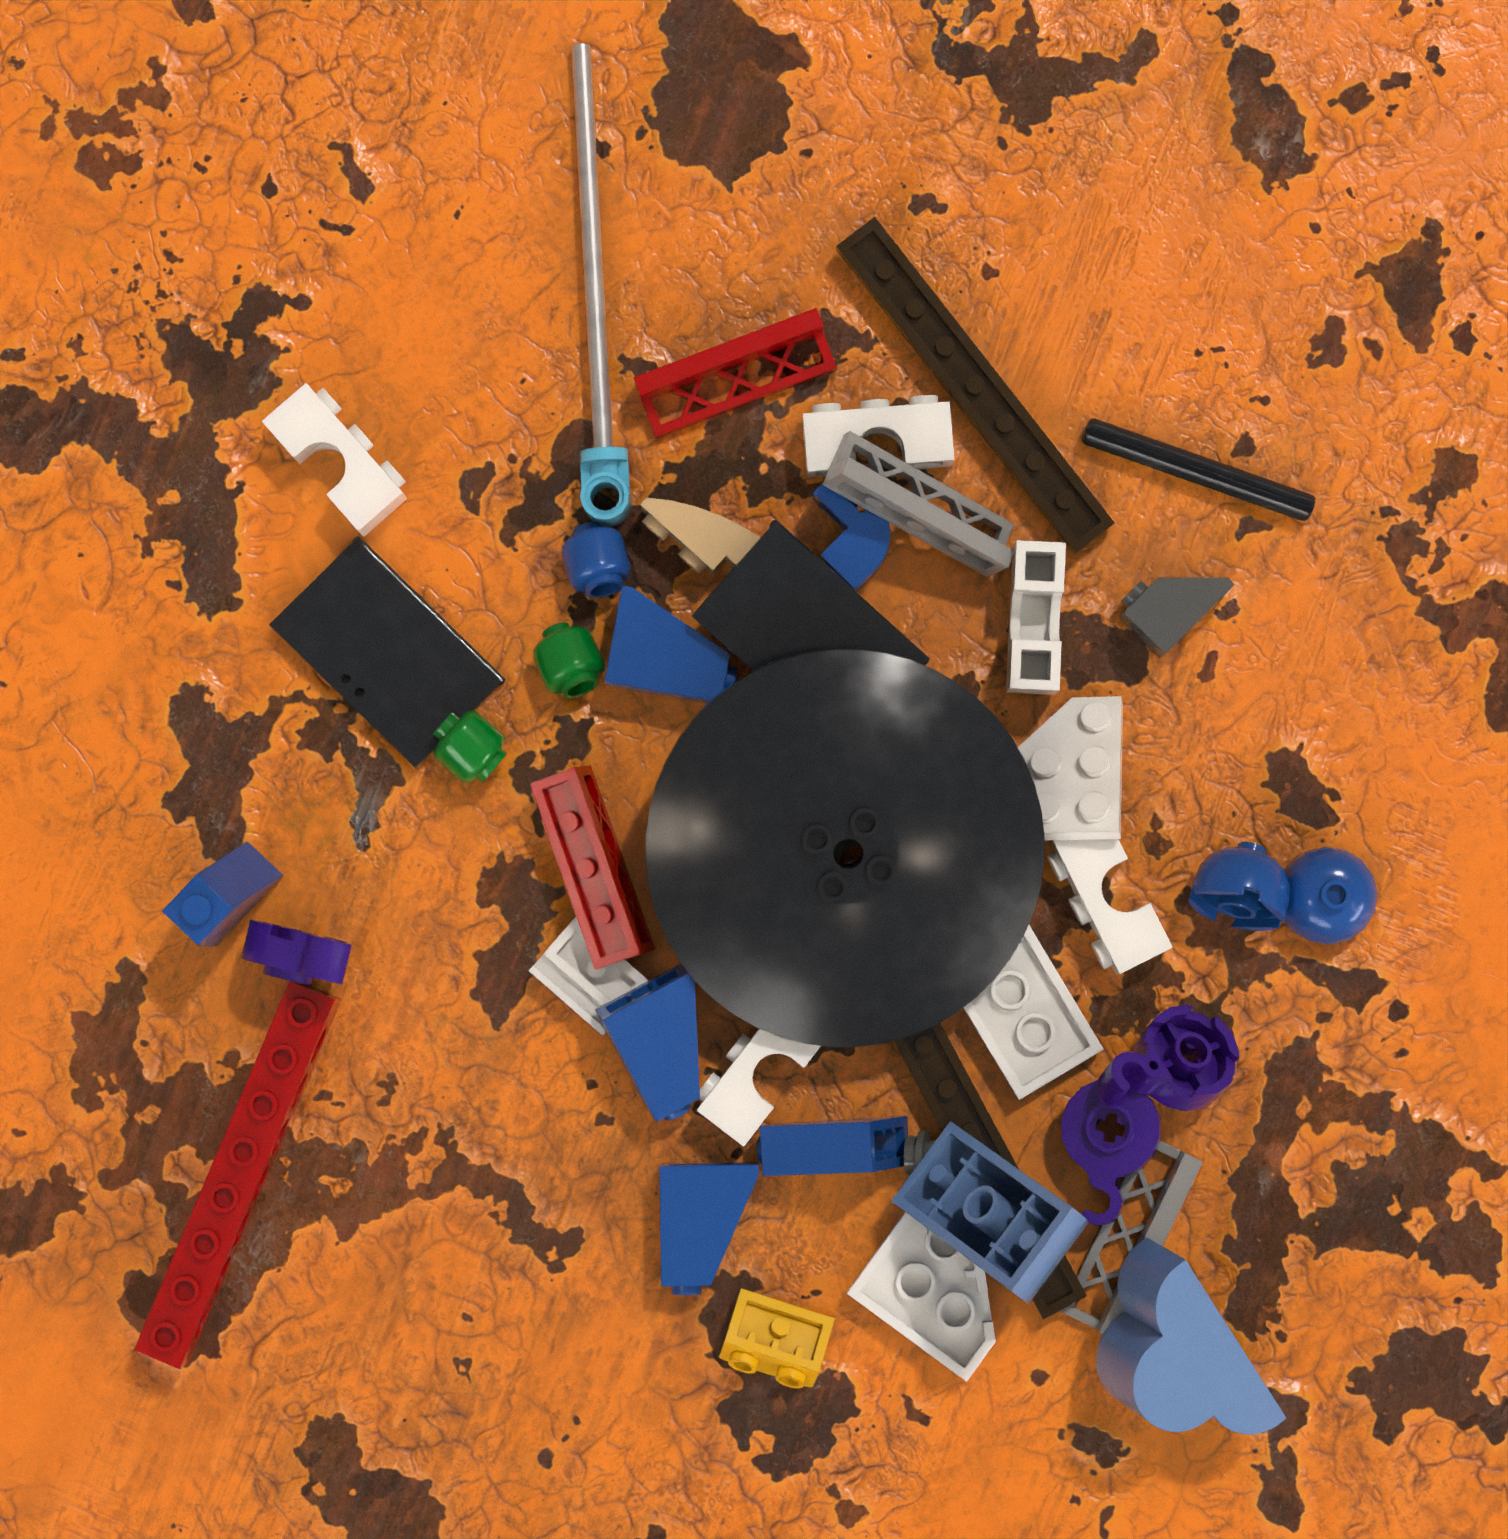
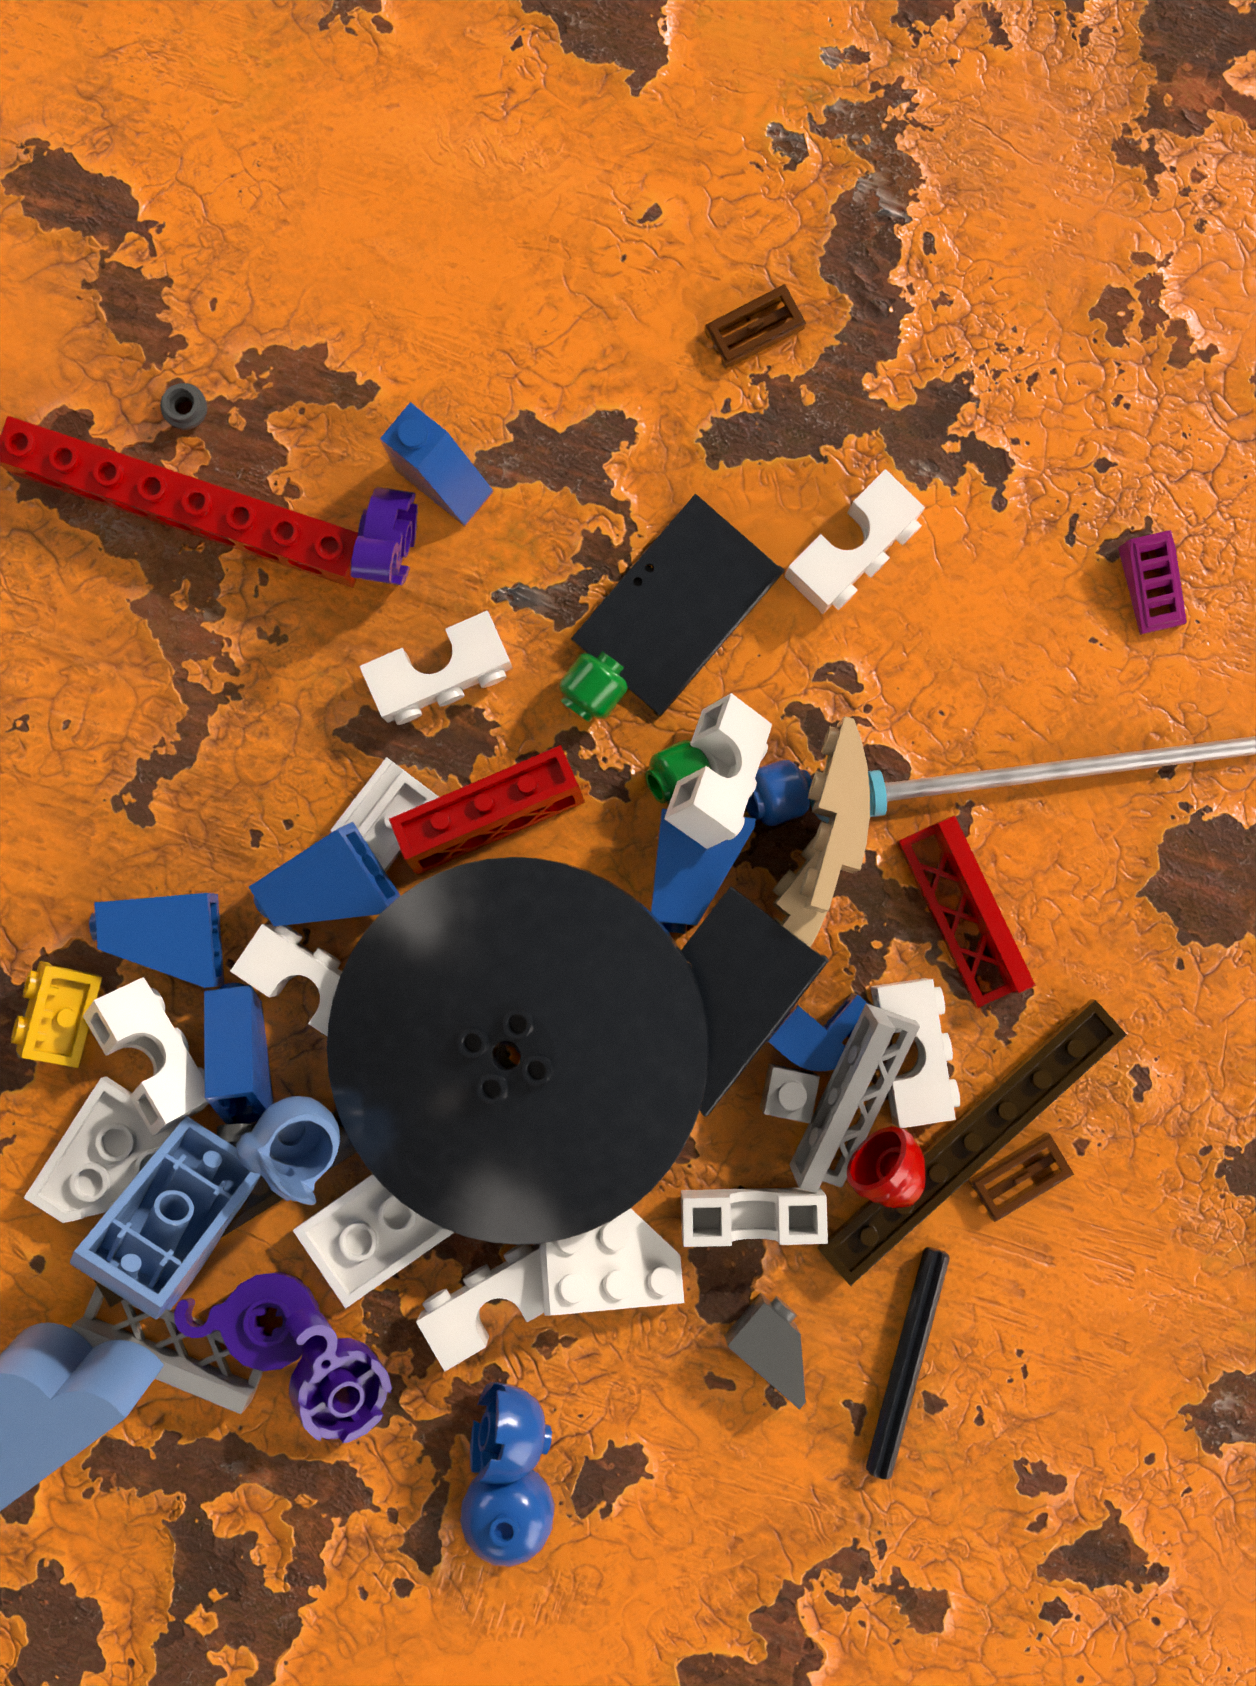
camera: 80 degrees right, 0 degrees up
(107, 584) = (721, 344): none -> reddish brown tile
(116, 1172) = (177, 395): none -> dark grey plate
(399, 129) = (1169, 579): none -> magenta slope
(457, 949) = (475, 659): none -> white arch
(601, 626) = (713, 801): none -> white arch
(607, 490) = (844, 798): none -> tan slope
(789, 1249) = (137, 1019): none -> white arch
(911, 571) = (789, 1093): none -> light grey brick
(928, 1086) = (291, 1147): none -> medium blue piece
(994, 474) = (888, 1168): none -> red hat
(1033, 374) = (1011, 1161): none -> reddish brown tile

